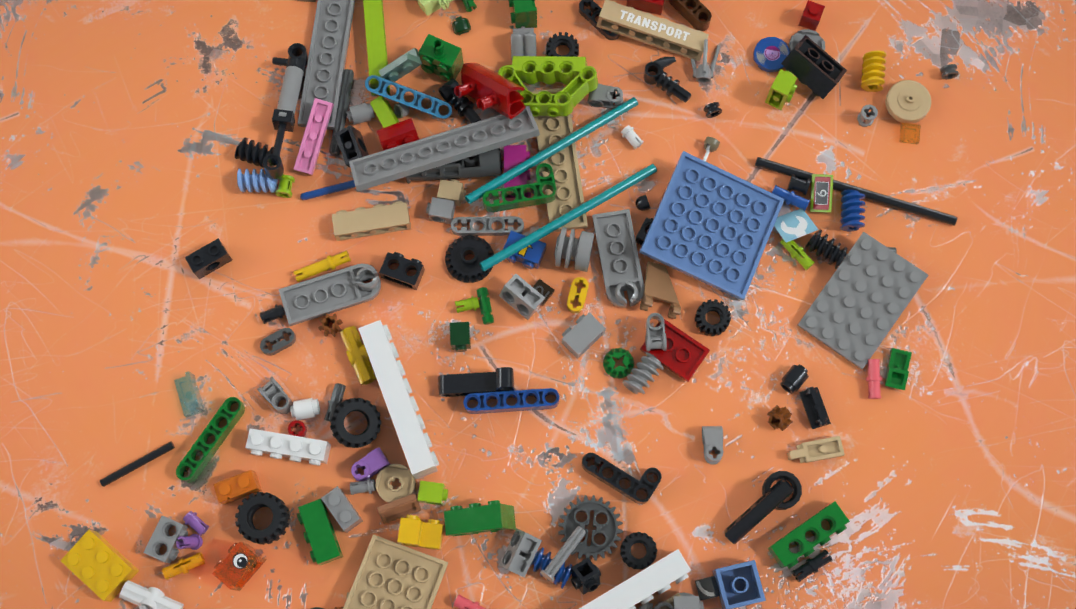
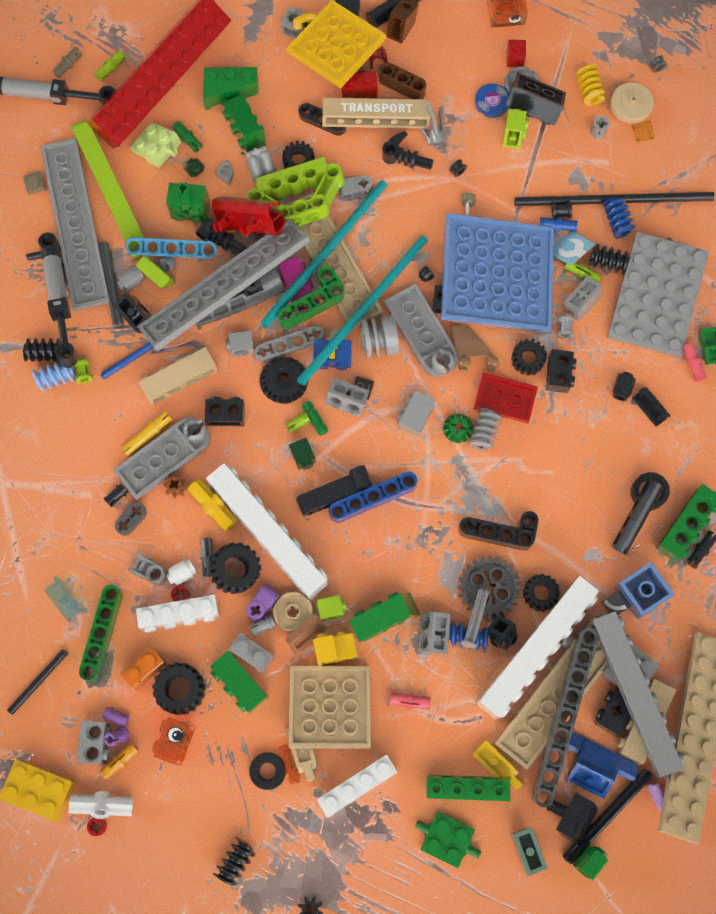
camera: 20 degrees left, 0 degrees up
(208, 258) = (34, 464): black brick -> none
(313, 136) = (93, 315): bright pink plate -> none
(398, 134) = (174, 286): red brick -> none
(401, 66) = (154, 221): sand green bracket -> none
(451, 190) = (244, 322): tan brick -> none
(488, 40) = (225, 172): none -> light grey tile
(573, 293) = (392, 379): yellow beam -> none
(629, 133) = (393, 217): white pin -> none
(655, 336) = (484, 391): light grey piece -> none
(712, 440) = (571, 467): light grey piece -> none
(734, 340) = (557, 370): none -> black brick
(759, 301) = (566, 327): none -> light grey bush
(779, 417) = (624, 426): dark orange gear -> none
(787, 278) = (583, 298): none -> light grey hinge
(818, 450) = (668, 443): tan hinge -> none
(821, 193) = (585, 210): slope -> none

